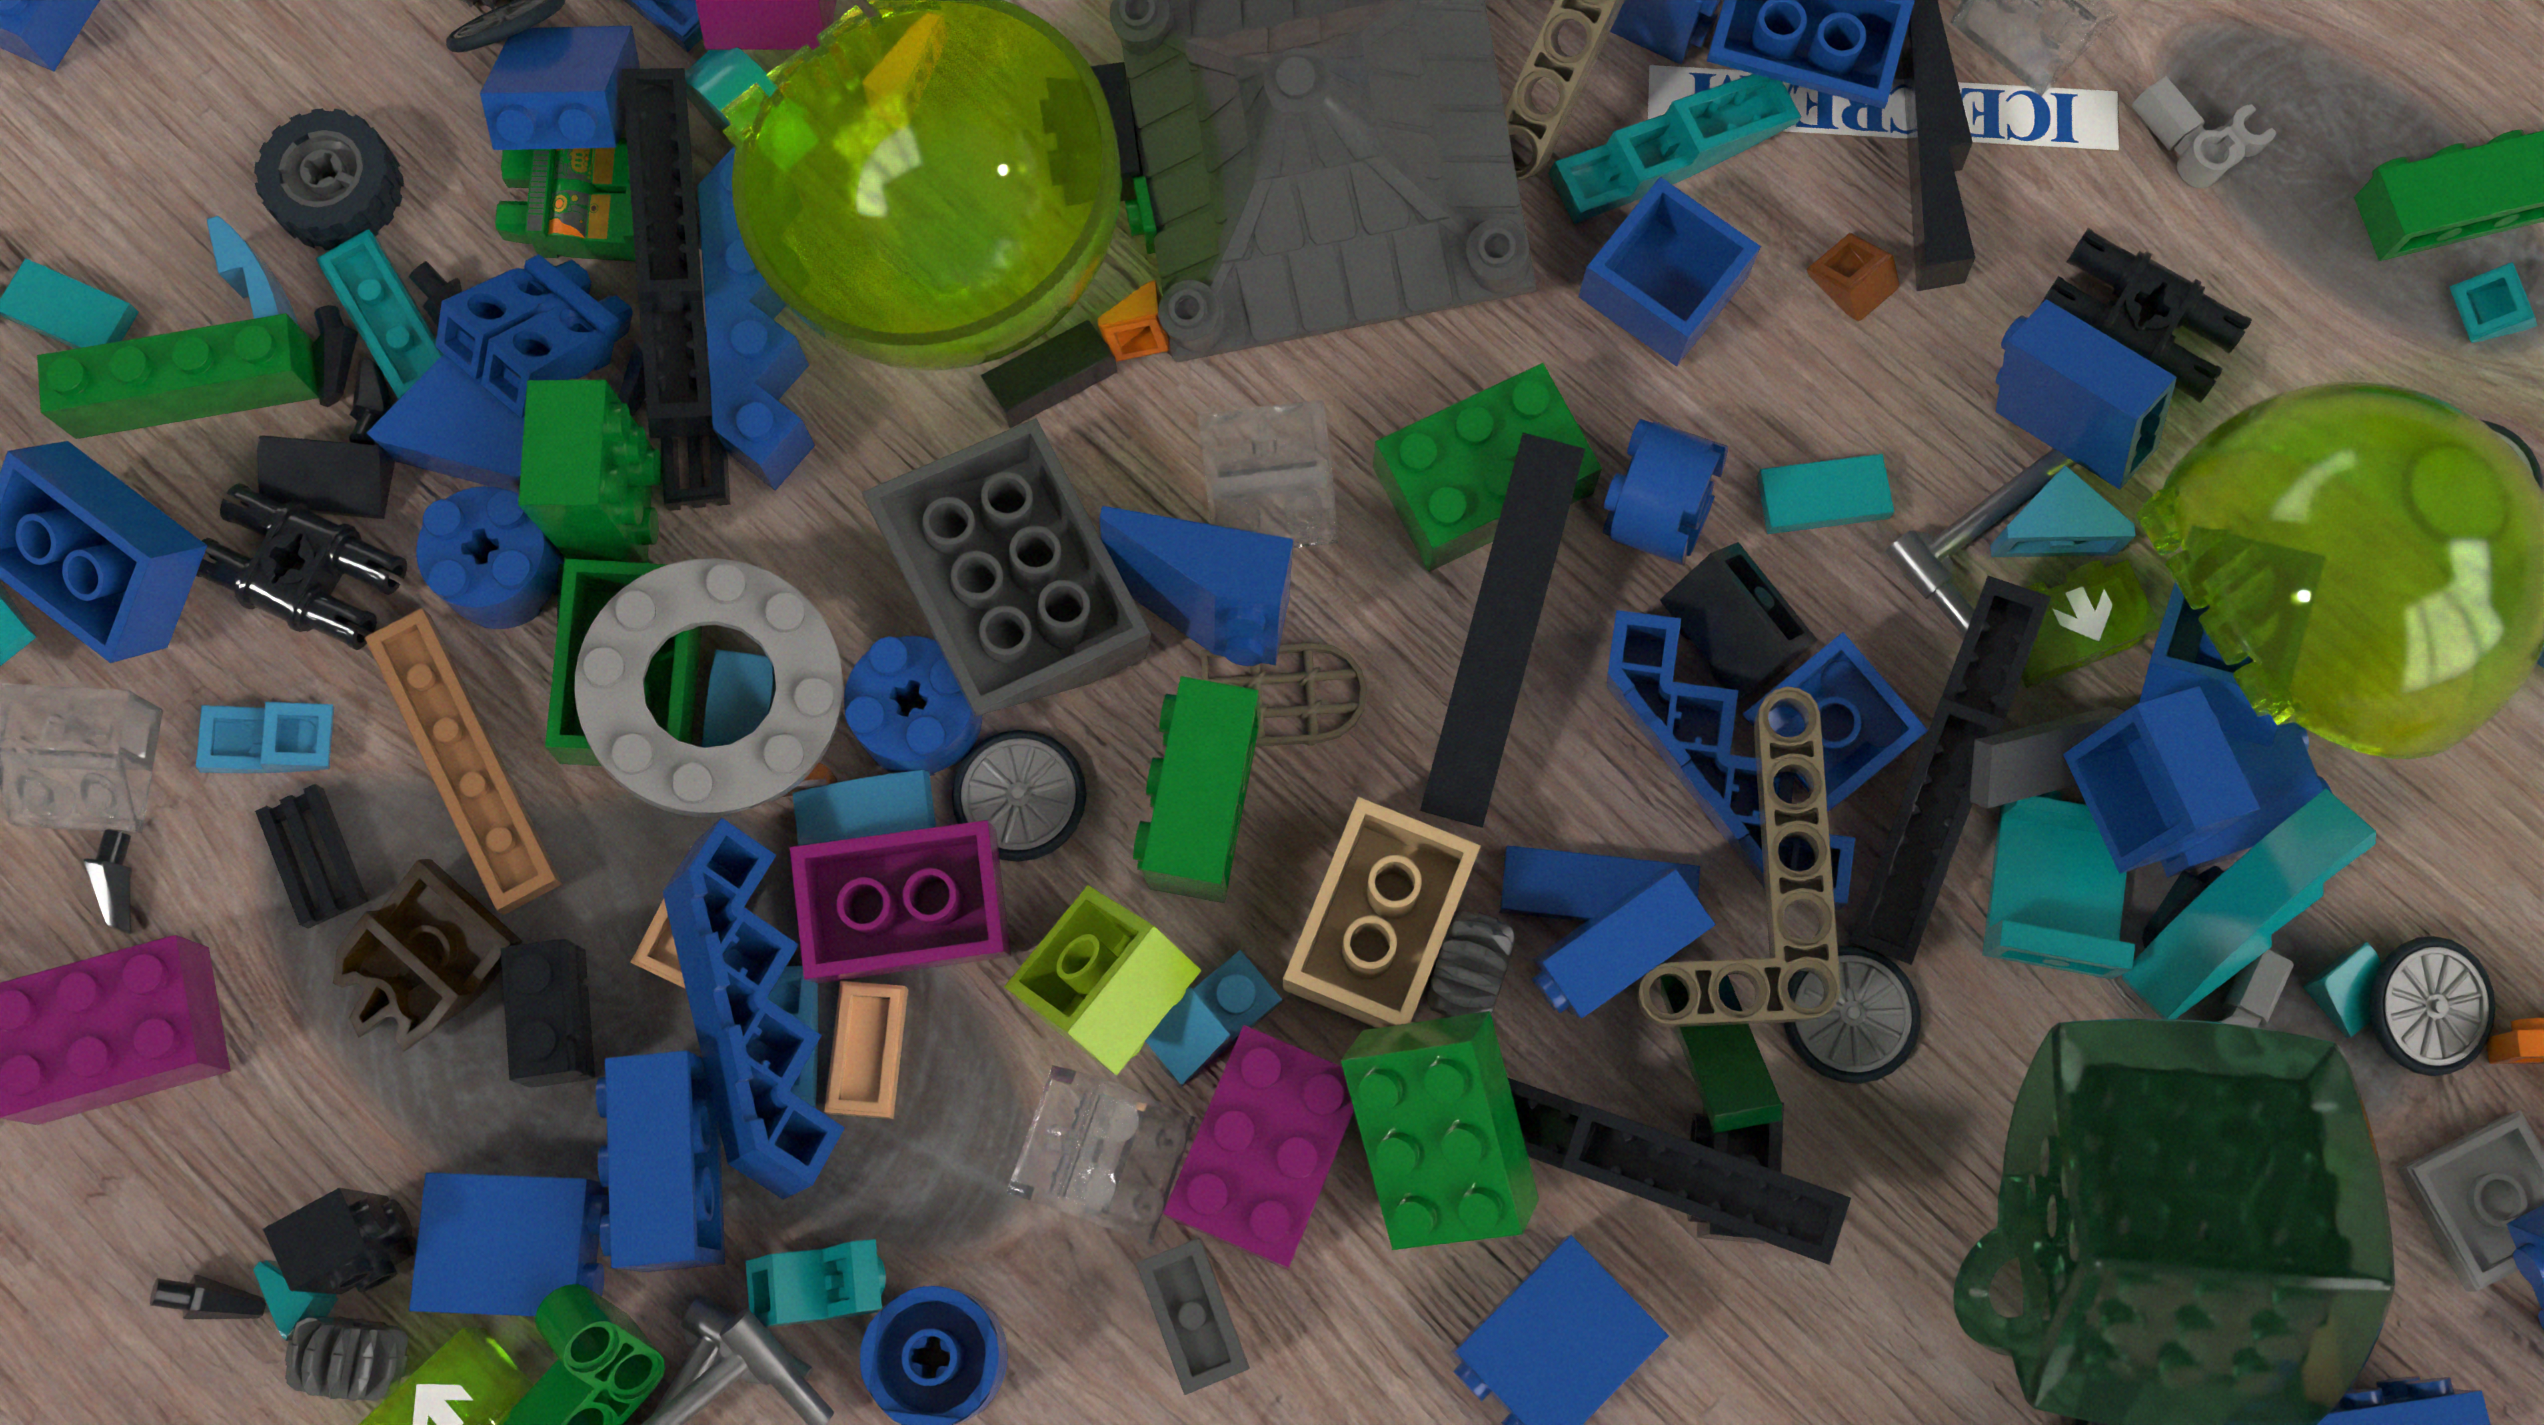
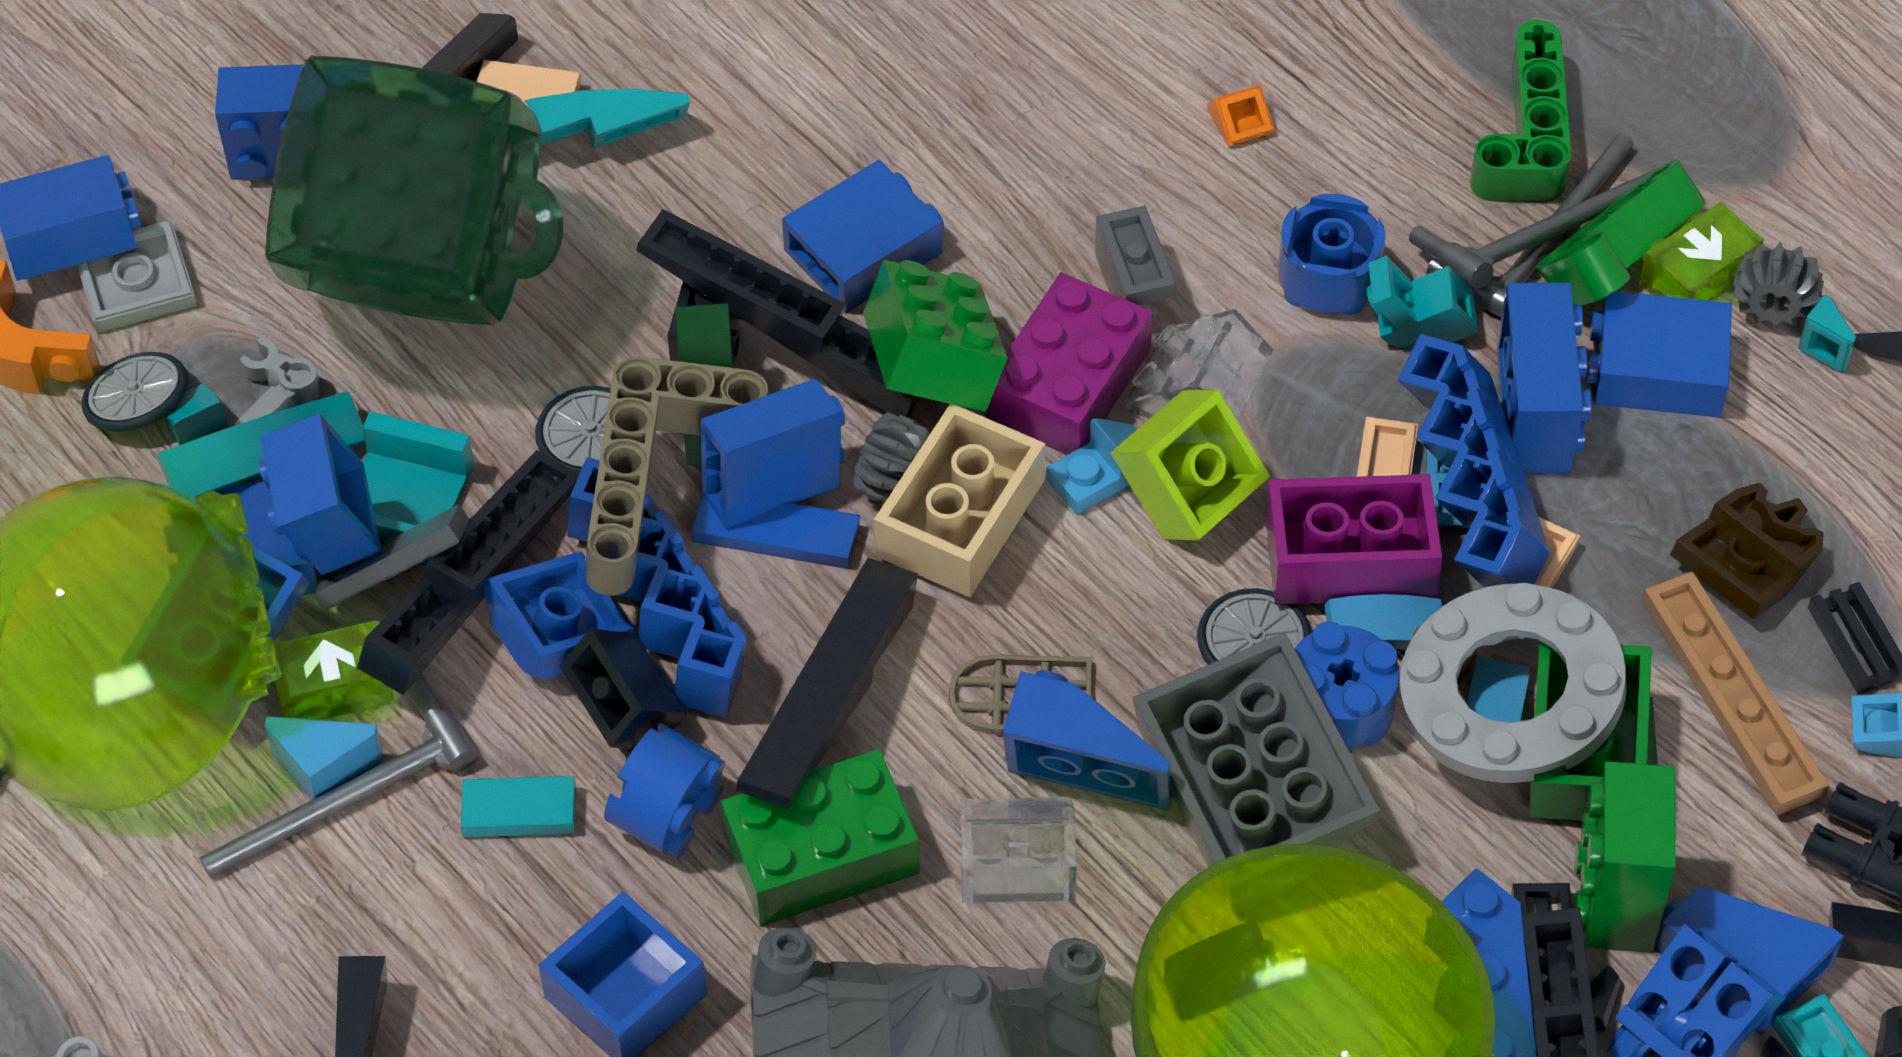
camera: 175 degrees left, 20 degrees down
(341, 1242) = (1789, 348): black brick -> none
(369, 401) = (1852, 994): black bar -> none
(487, 557) = (1726, 834): blue brick -> none
(547, 1013) = (1643, 496): black brick -> none
(1134, 326) = (1115, 991): orange slope -> none
(1198, 789) = (1100, 589): green brick -> none
(1856, 275) = (445, 995): dark orange slope -> none
(2083, 393) = (281, 819): blue brick -> none
(2172, 304) = (190, 923): black pin -> none

